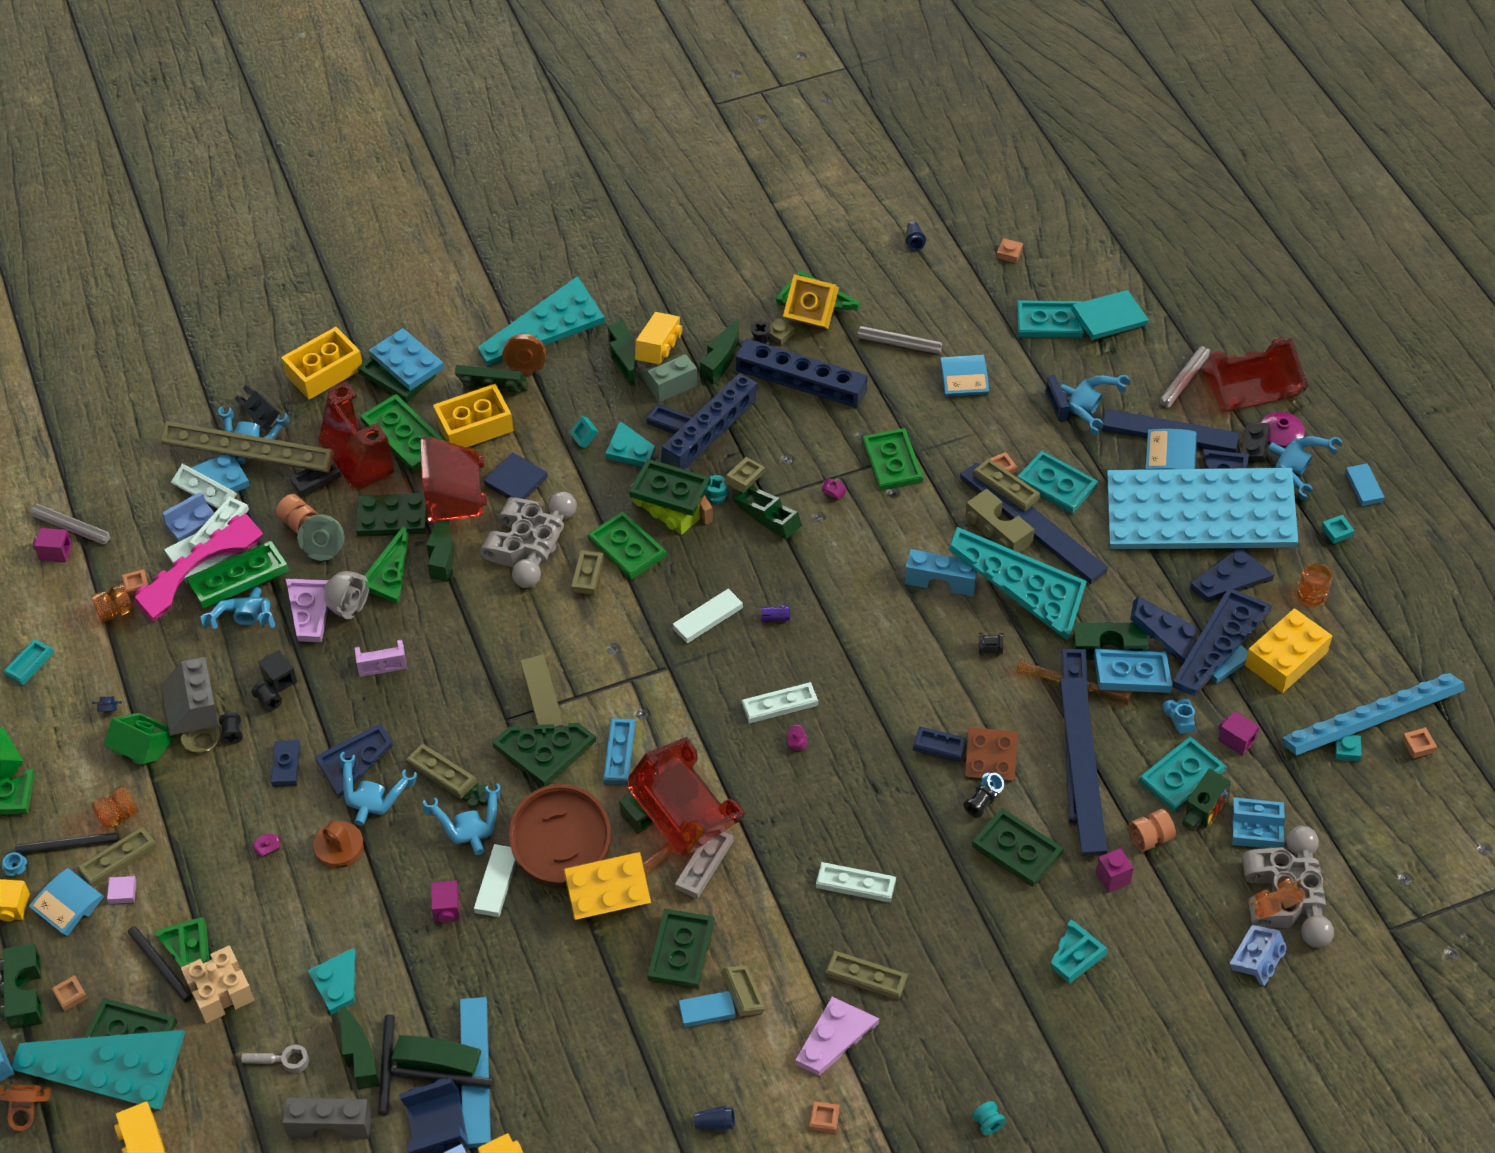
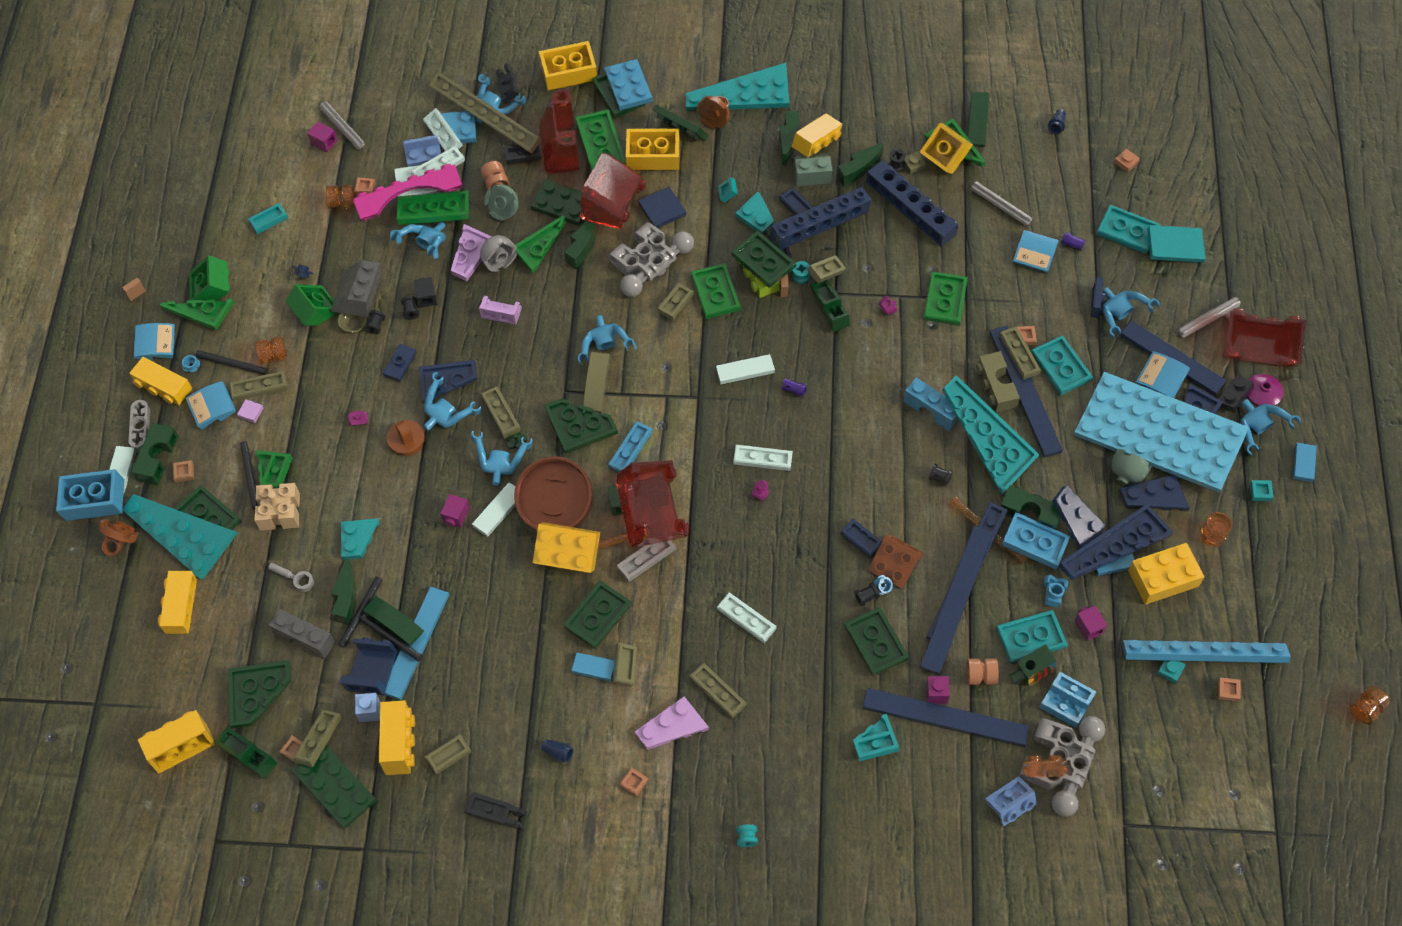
camera: 25 degrees right, 10 degrees up
(524, 642) = (604, 338): none -> dark azure piece
(826, 259) = (978, 118): none -> dark green slope
(998, 351) = (1073, 241): none -> dark purple pin
(1137, 897) = (946, 717): none -> dark blue tile
(1189, 556) = (1129, 467): none -> sand green cylinder

